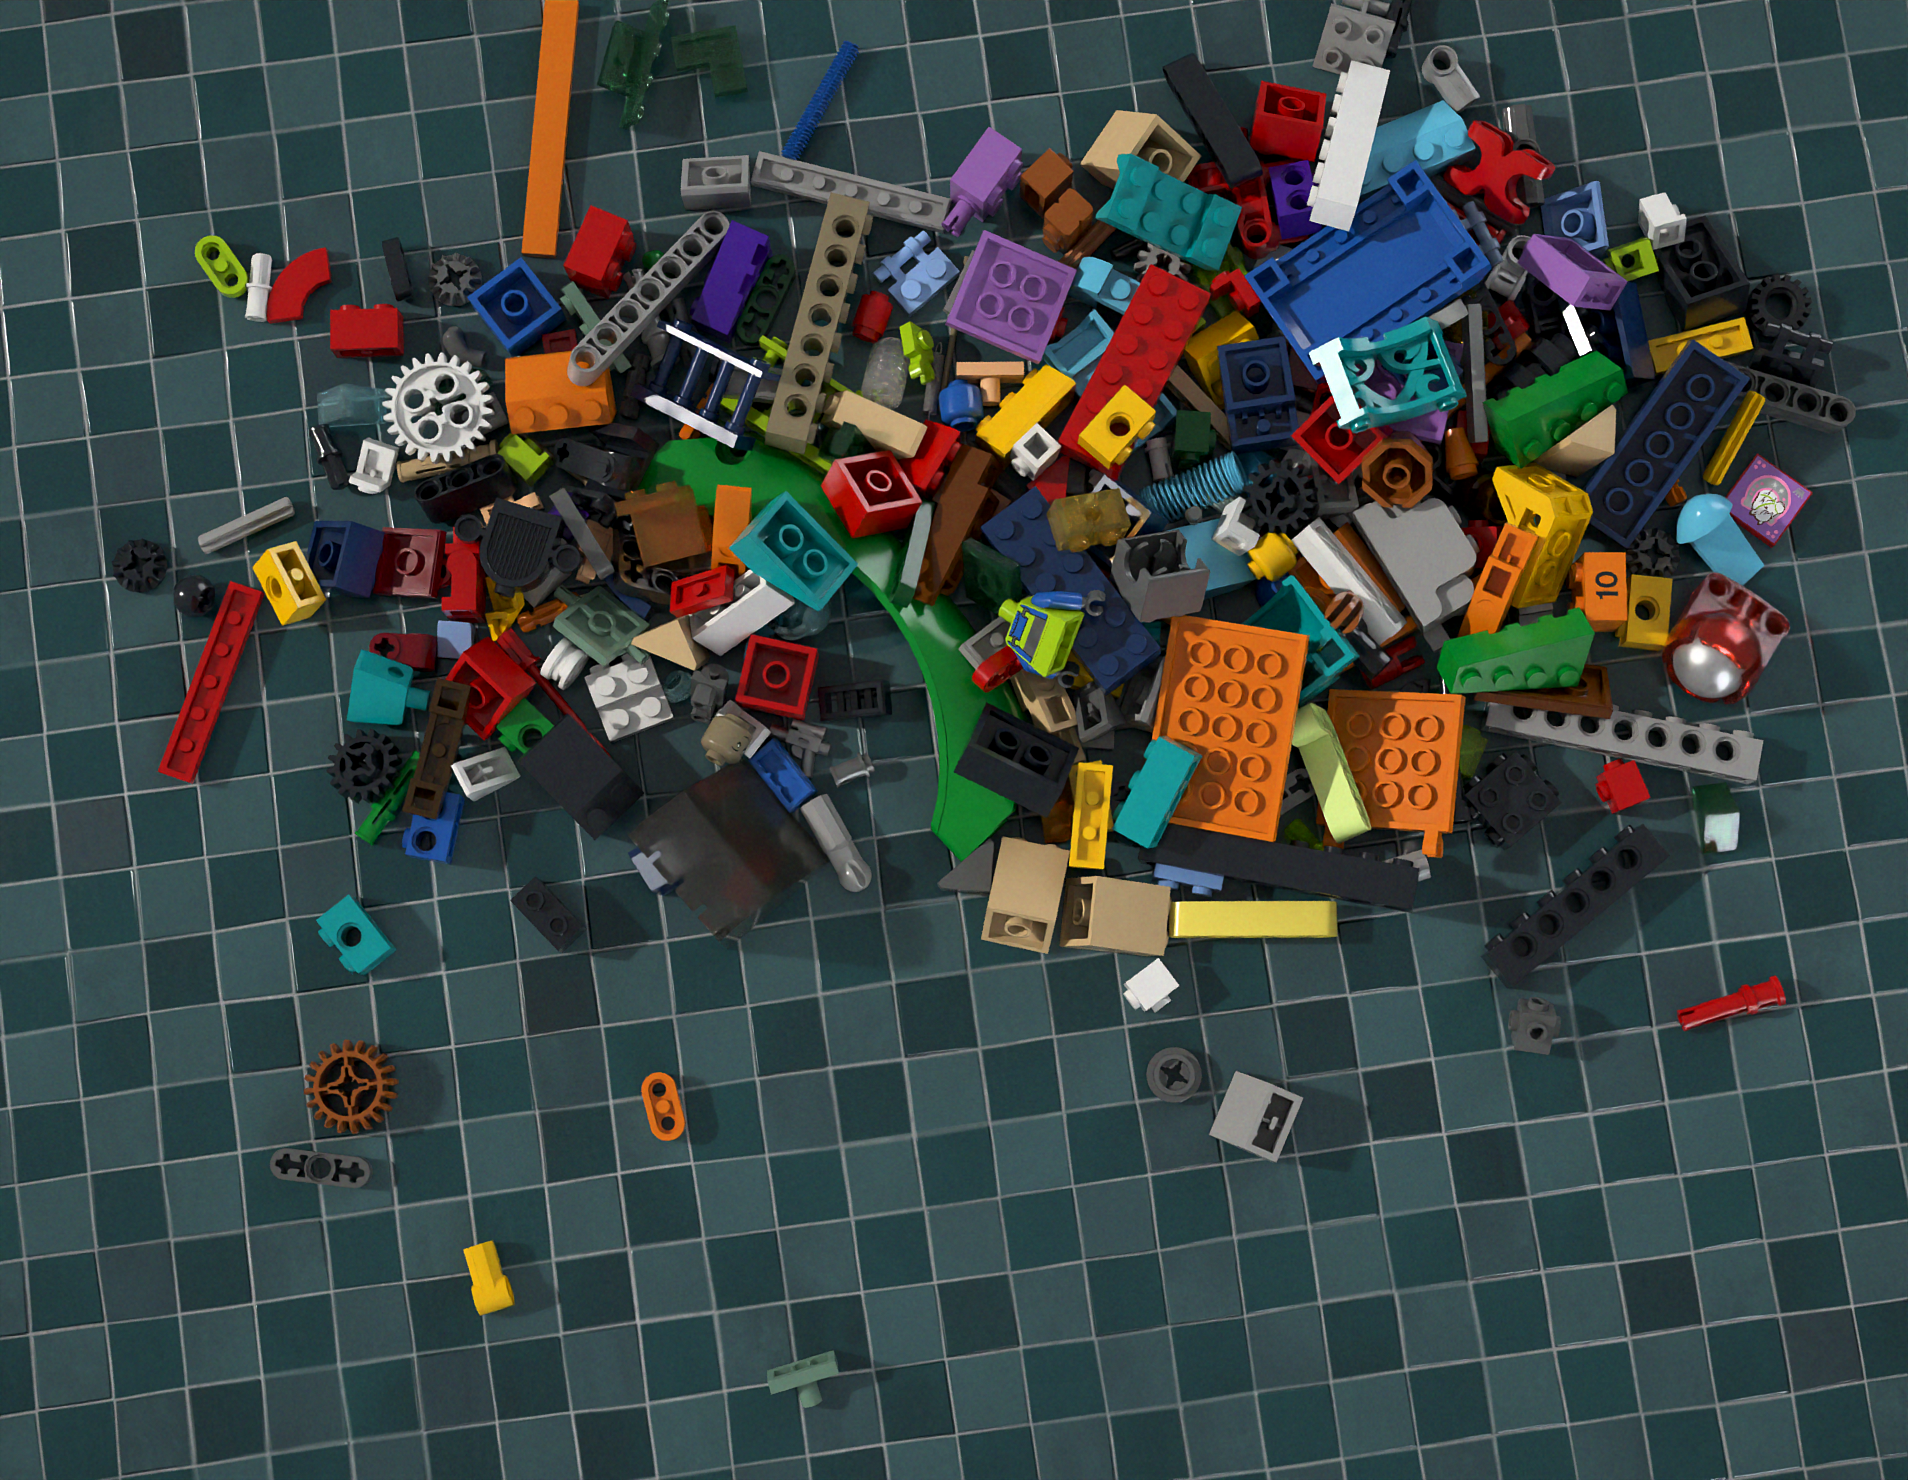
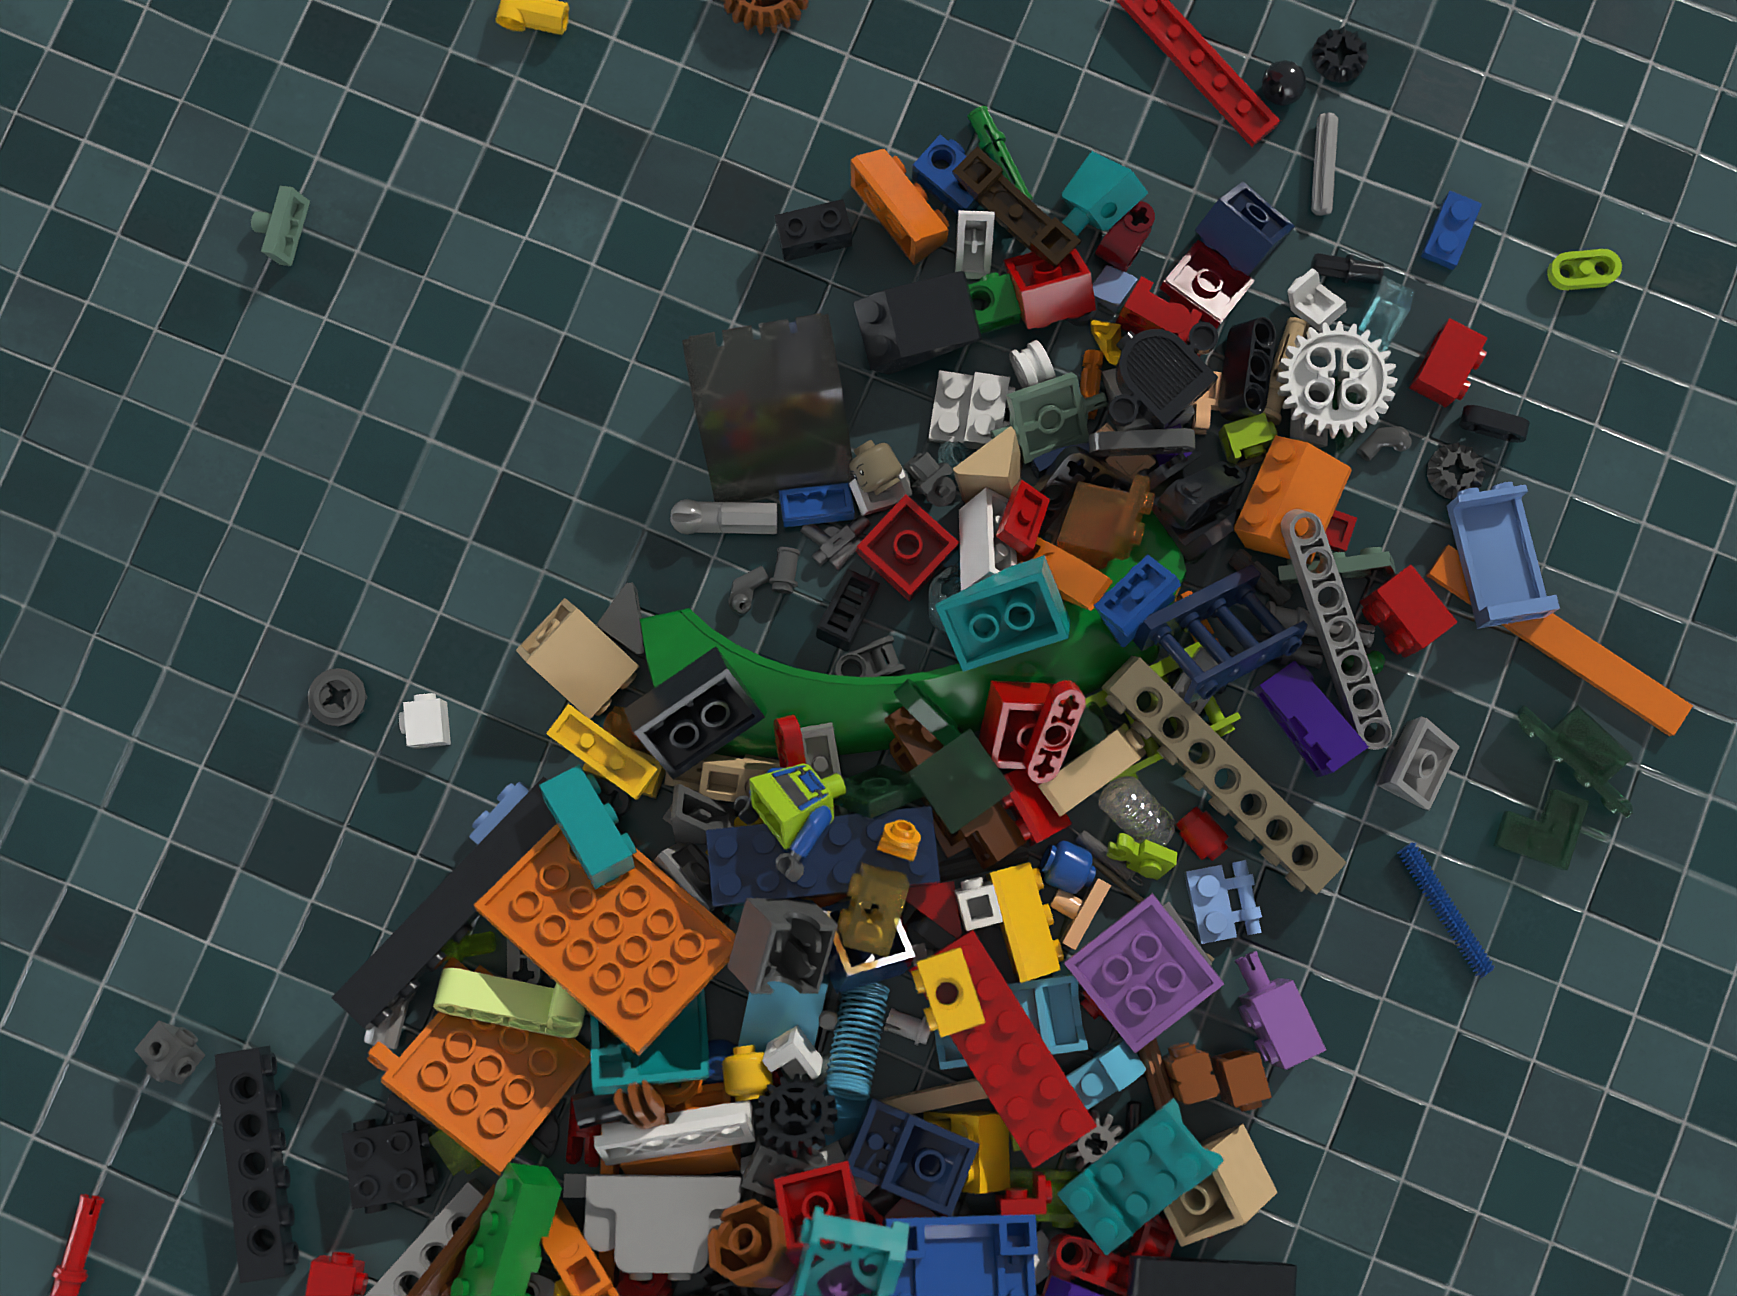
camera: 120 degrees right, 0 degrees up
(246, 392) = (1451, 230): none -> blue plate
(258, 287) = (1546, 291): white axle -> none
(289, 583) = (1247, 167): yellow brick -> none
(296, 284) = (1530, 328): red tile -> none
(359, 782) = (1041, 147): black gear -> none
(373, 945) = (881, 73): teal brick -> none
(485, 854) = (898, 204): none -> orange slope
(510, 207) = (1498, 556): none -> medium blue panel
(517, 307) = (1396, 507): blue brick -> none
(520, 654) = (1055, 337): red piece -> none
(665, 1106) = (588, 237): orange plate -> none
(720, 456) = (1135, 597): none -> blue bracket
(784, 282) = (1290, 745): dark green beam -> none
(817, 183) = (1315, 912): light grey tile -> none
(843, 464) = (1050, 716): none -> red beam
(886, 651) = (871, 660): none -> dark grey piece
(888, 795) = (743, 588): none -> dark grey arm
(947, 515) = (960, 781): none -> clear green plate
(1022, 531) = (900, 839): none -> light orange plate
(1115, 916) = (504, 727): tan slope -> none
(1191, 439) = (905, 1066): dark green brick -> none
(1253, 919) = (429, 850): light yellow beam -> none
(1256, 1116) = (249, 746): light grey slope -> none

